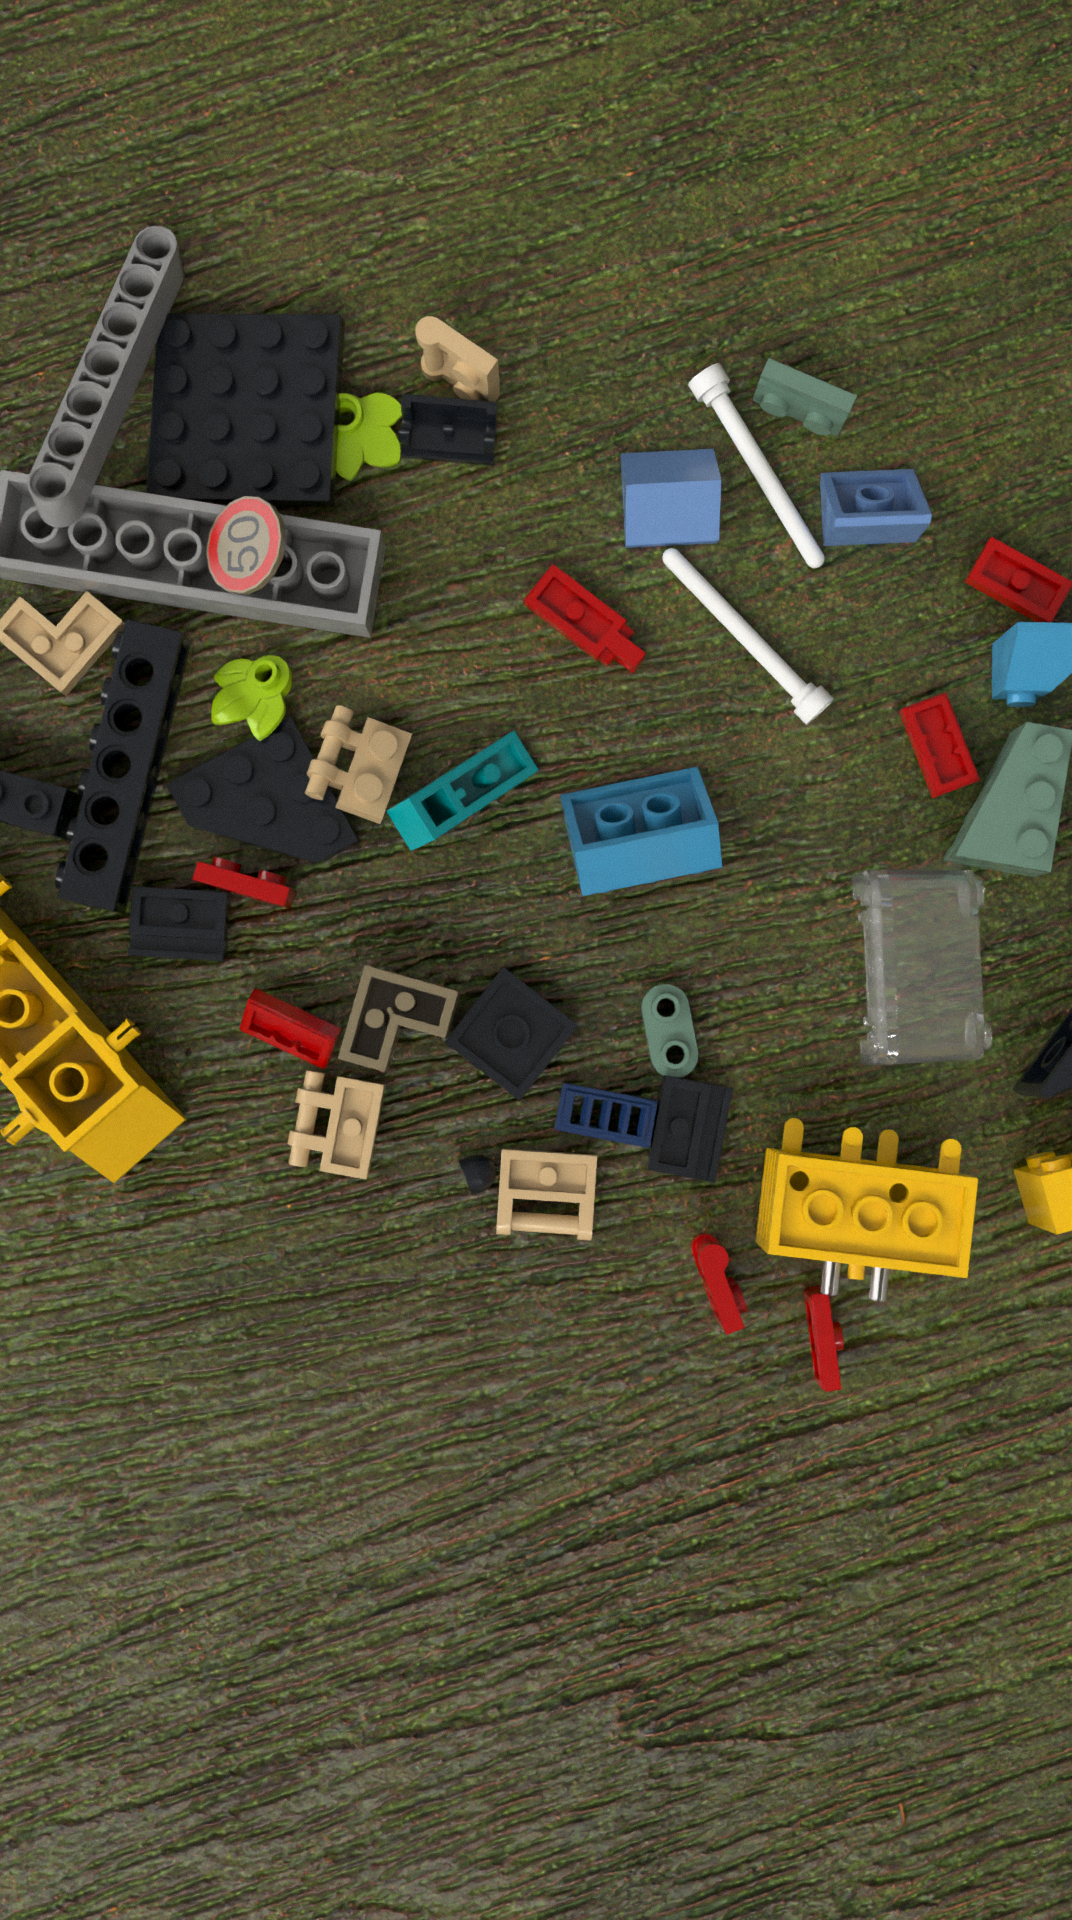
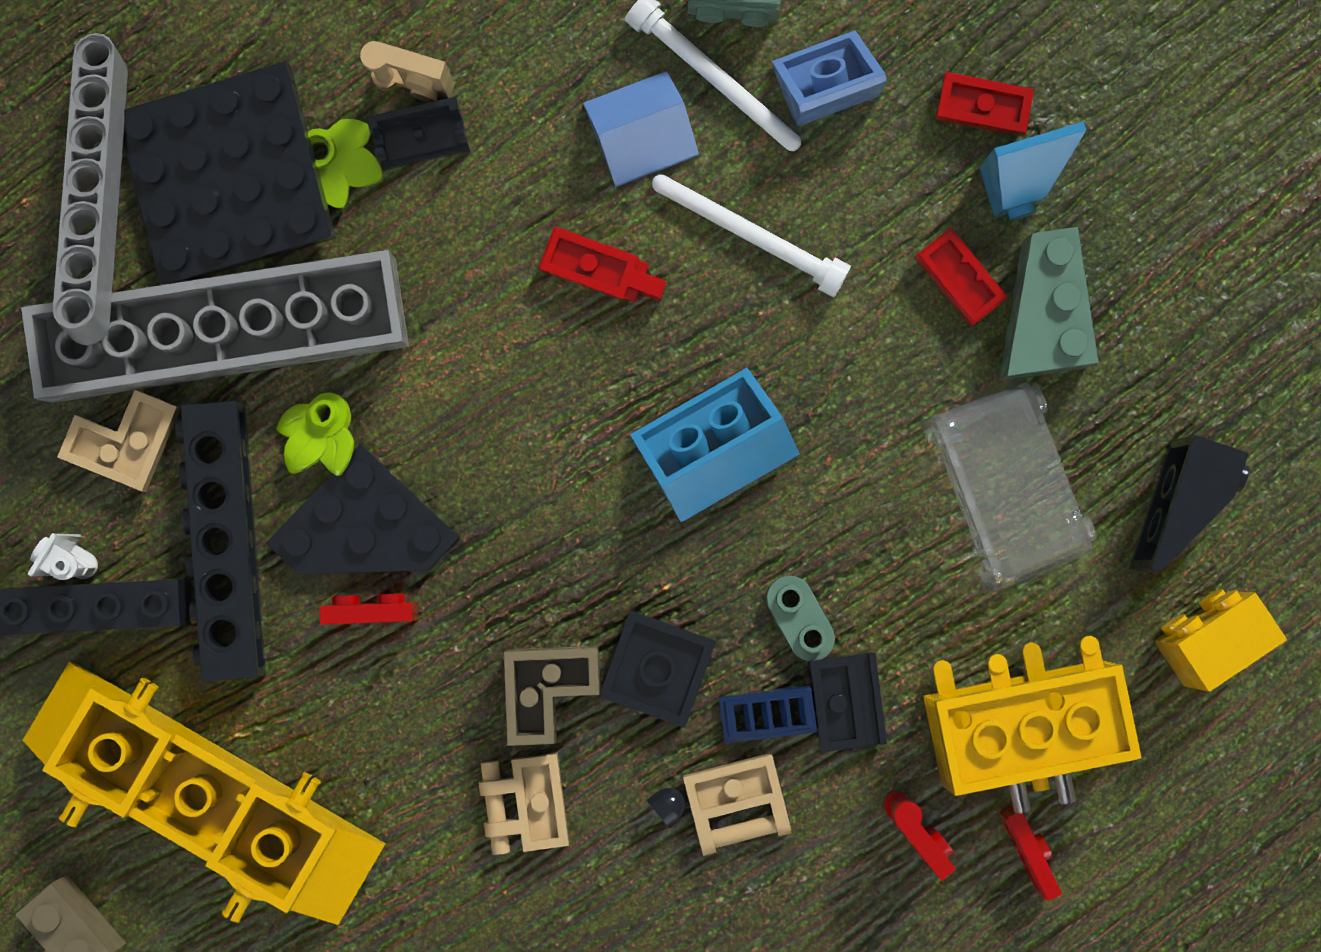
camera: 25 degrees left, 0 degrees up
(179, 923) = (320, 668): black plate -> none
(246, 545) = (270, 306): piece -> none
(289, 1028) = (453, 730): red plate -> none
(372, 769) = (451, 468): tan plate -> none
(462, 791) = (539, 462): teal slope -> none

